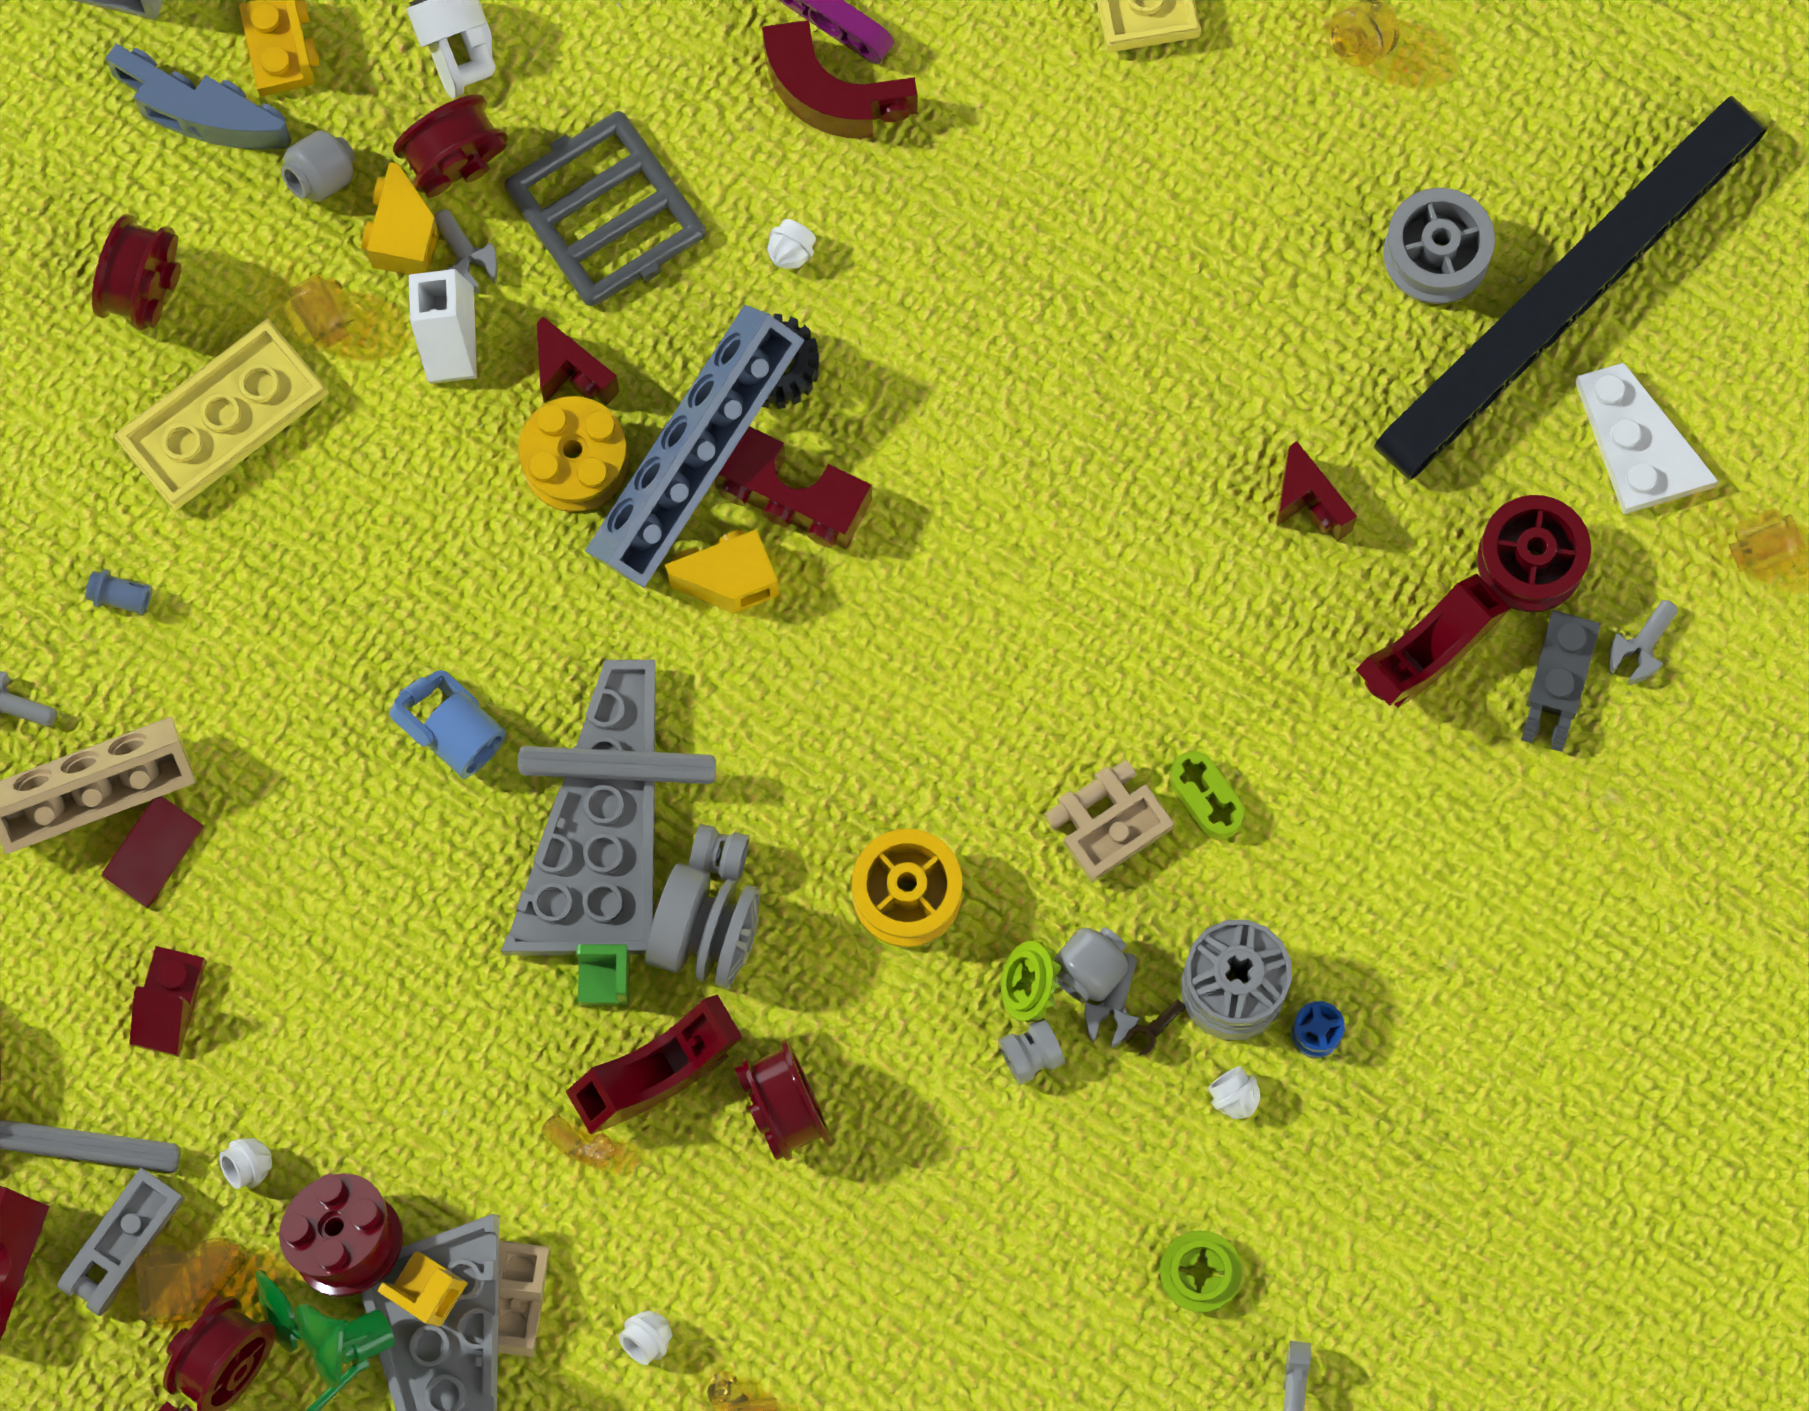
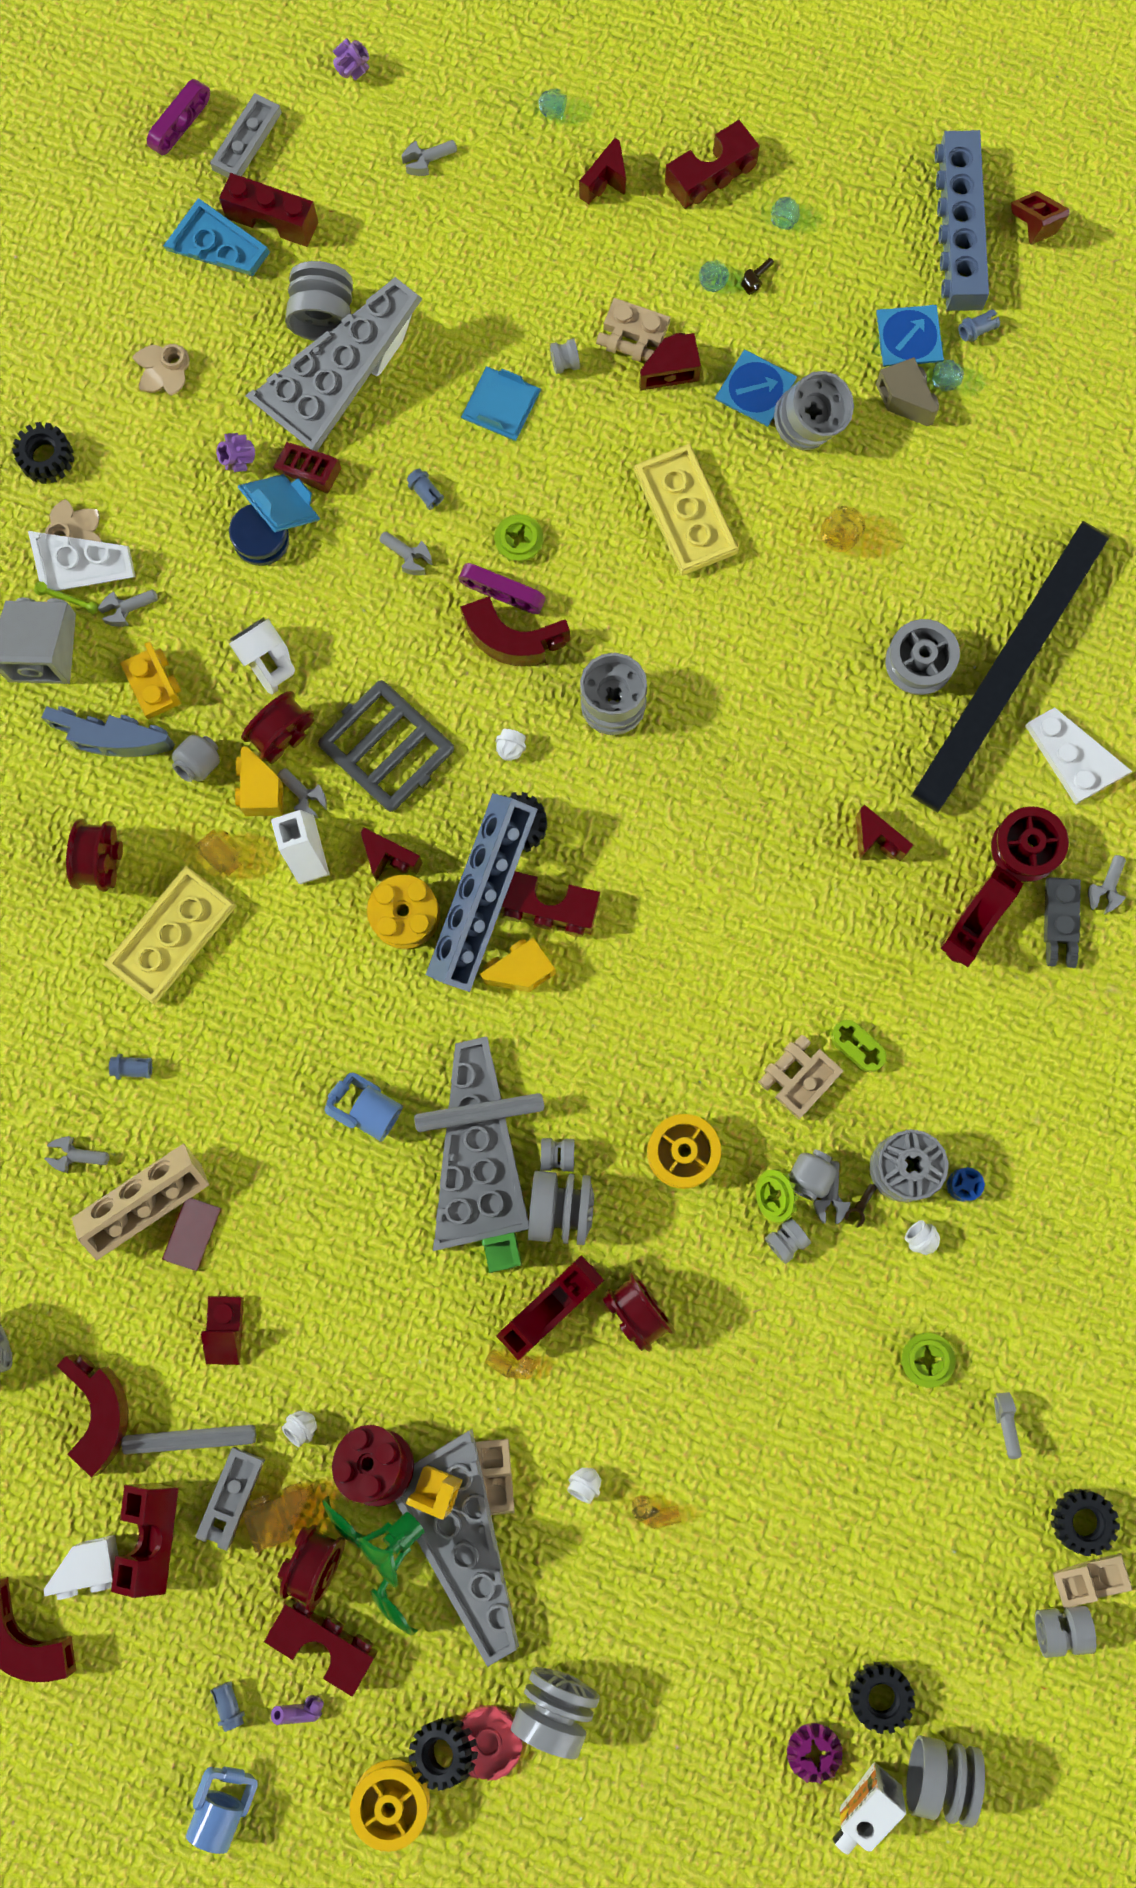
camera: 10 degrees left, 5 degrees up
(960, 201) = (614, 678): none -> light grey wheel

